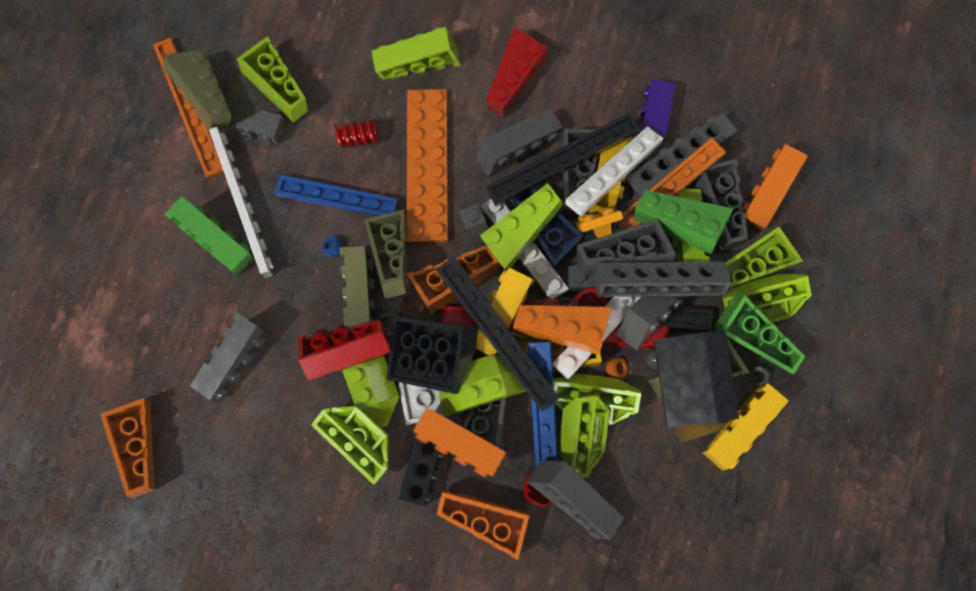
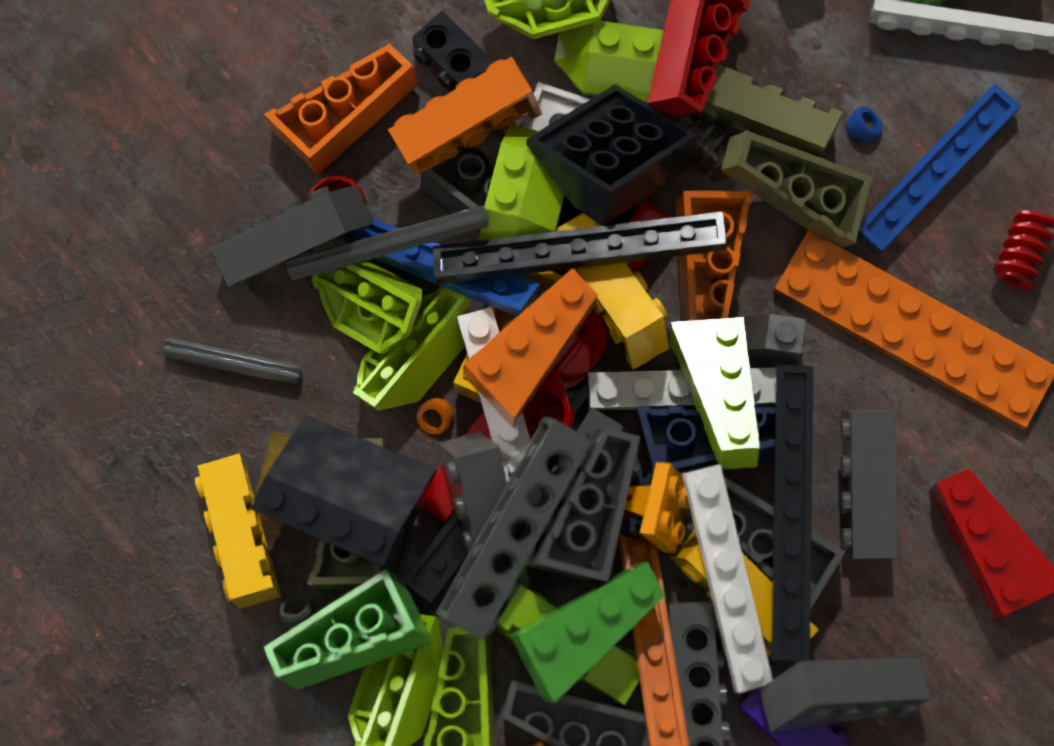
camera: 120 degrees right, 0 degrees up
(551, 436) = (388, 243): none -> dark grey axle
(631, 93) = (843, 691): none -> dark grey wedge
(657, 492) = (232, 361): none -> dark grey axle

